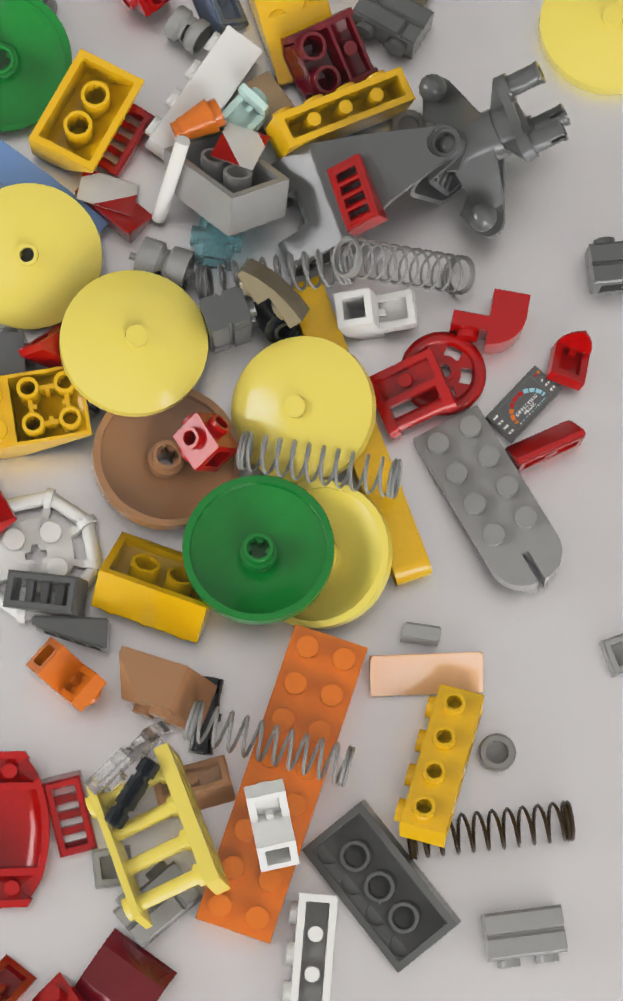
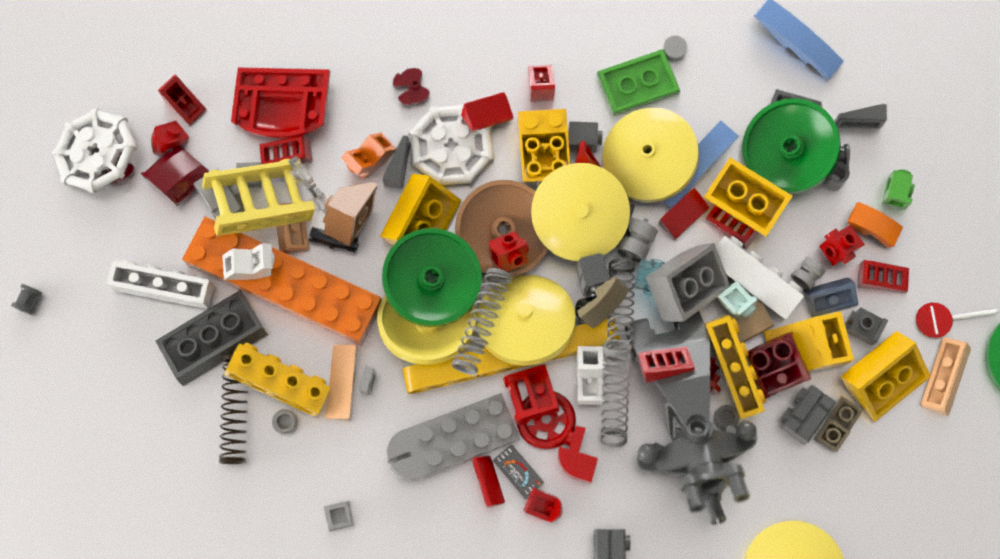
camera: 100 degrees right, 0 degrees up
(76, 595) = (418, 160): dark grey slope -> none
(108, 192) = (692, 210): white sticker -> none
(132, 792) = (285, 184): black axle -> none
(171, 178) = (692, 246): white bar -> none
(196, 716) = (323, 222): light grey piece -> none
(200, 120) = (733, 269): orange cone -> none
(240, 146) = (712, 293): white sticker -> none
(524, 934) = (165, 422): light grey brick -> none

